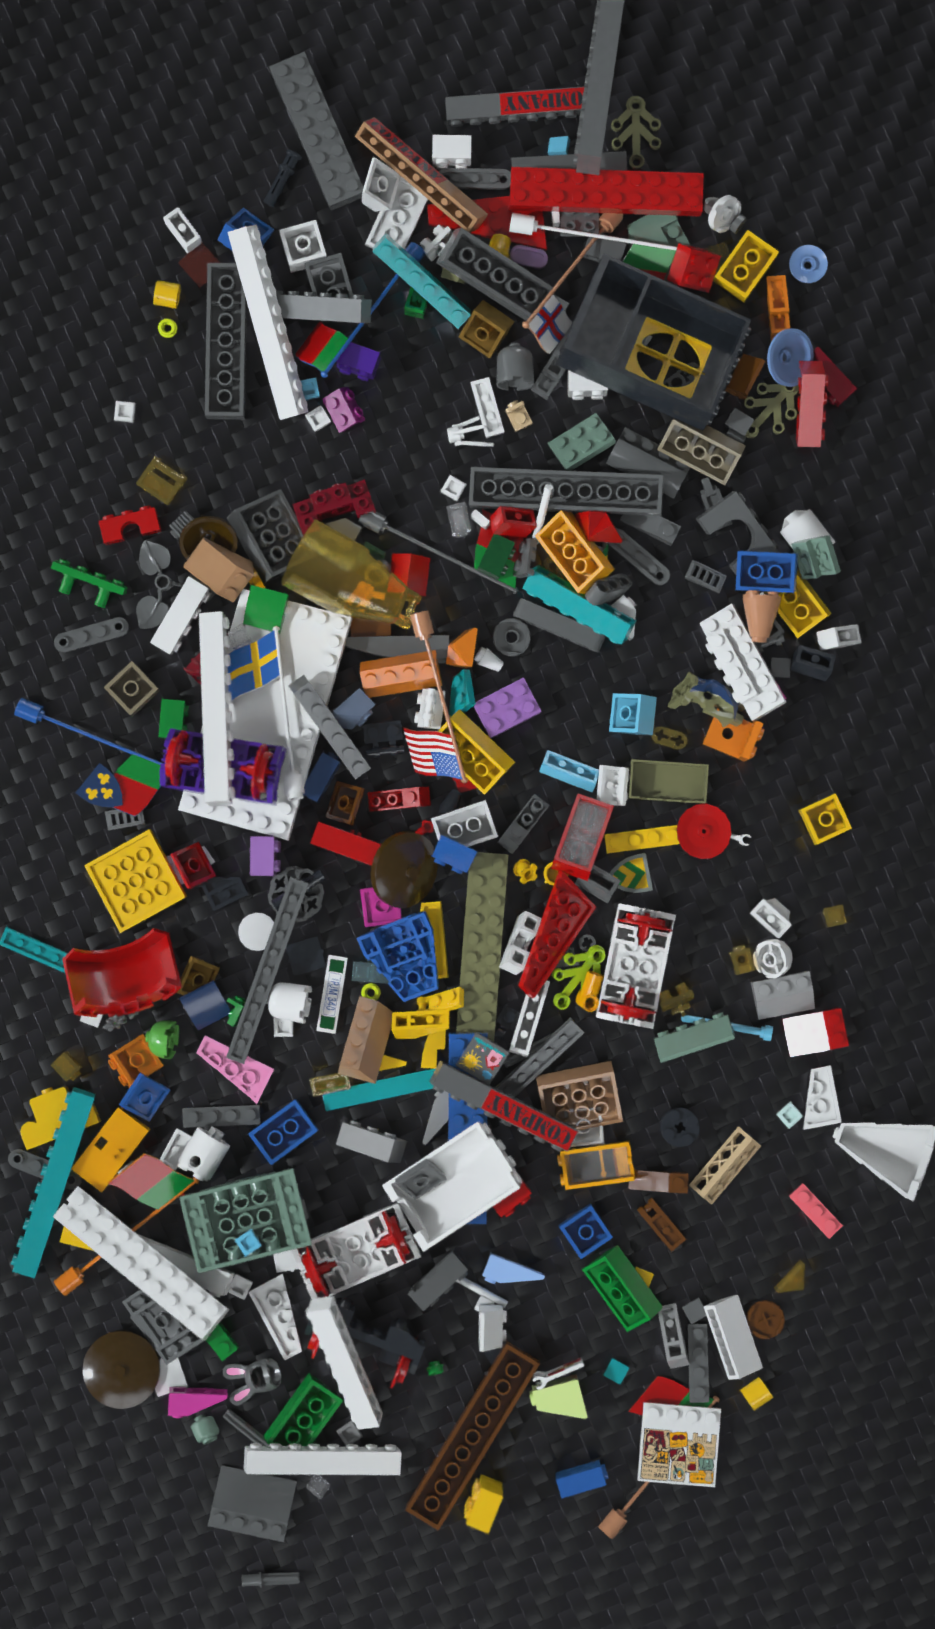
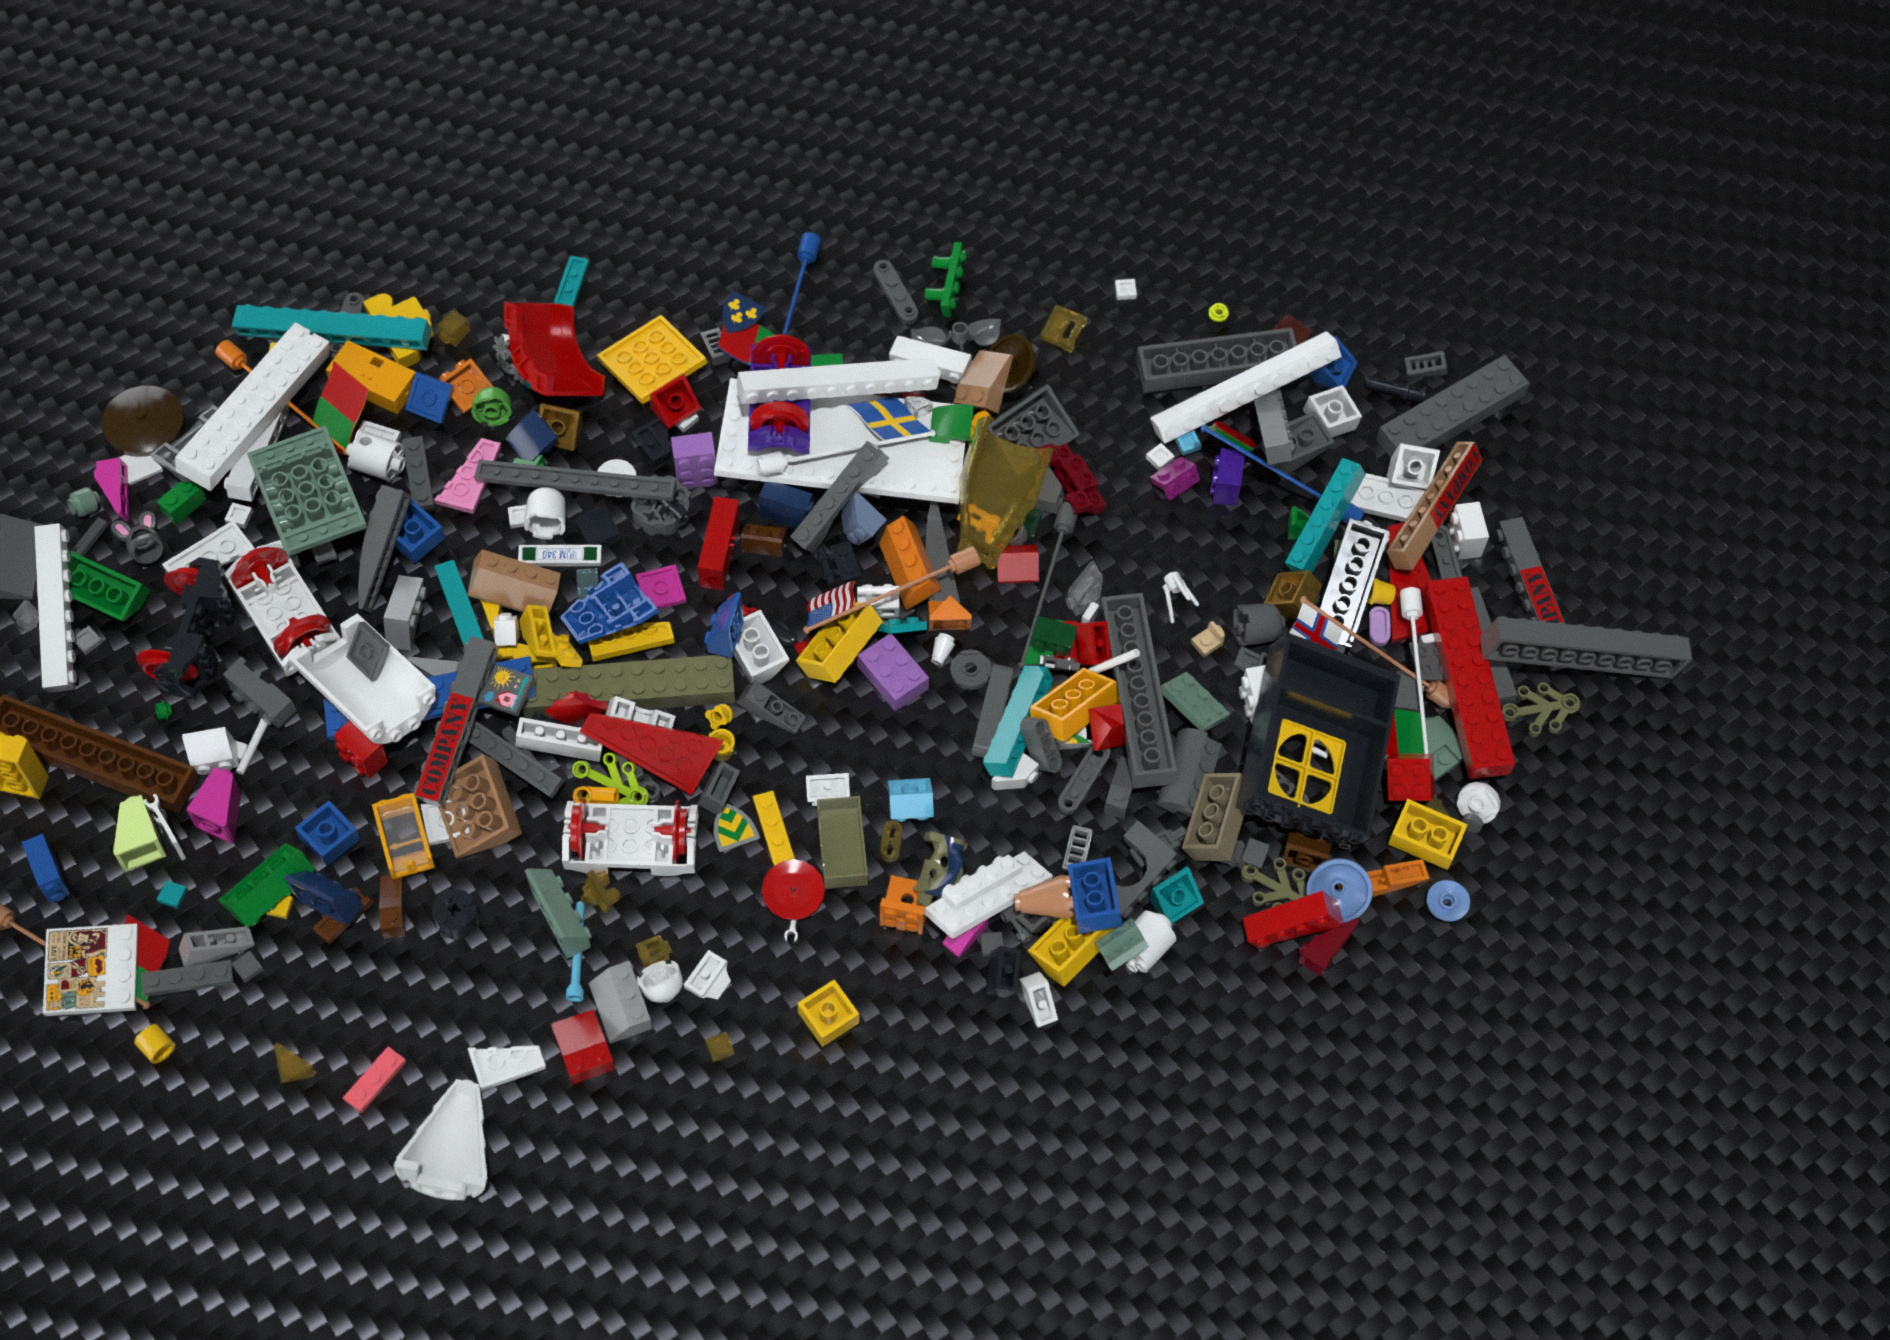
camera: 75 degrees right, 25 degrees down
(113, 527) = (1007, 293): red arch -> none
(132, 688) = (847, 328): dark tan brick -> none
(167, 294) = (1251, 304): yellow piece -> none
(182, 230) = (1319, 307): white brick -> none
(248, 1242) = (283, 492): medium azure tile -> none
(267, 137) = (1427, 371): none -> dark grey slope
(301, 1157) = (379, 542): none -> dark grey slope
(329, 1084) = (462, 562): clear yellow slope -> none
(344, 1362) = (160, 602): white brick -> none
(369, 628) = (951, 528): reddish brown slope -> none
(371, 986) = (566, 585): neon yellow plate -> none
(399, 799) = (777, 587): red slope -> none
(404, 869) = (696, 588): dark brown dish -> none
(415, 1052) = (506, 629): none -> white slope
(453, 488) = (1117, 588): white tile -> none
(487, 407) = (1209, 608): white plate -> none
(503, 998) = (575, 708): none -> red slope
(504, 1271) = (277, 761): light blue slope -> none
(544, 1324) = (217, 805): none -> dark pink slope
(569, 771) = (837, 746): medium azure slope -> none
(582, 837) = (765, 759): clear brick -> none
(647, 1237) = (324, 895): none -> dark blue slope
(728, 1167) = (414, 973): tan fence -> none
(733, 1337) = (219, 1010): white brick -> none
(765, 499) = (1176, 895): none -> teal slope
(765, 1319) = (242, 1044): reddish brown tile -> none
(789, 1115) = (483, 1034): light aqua tile -> none

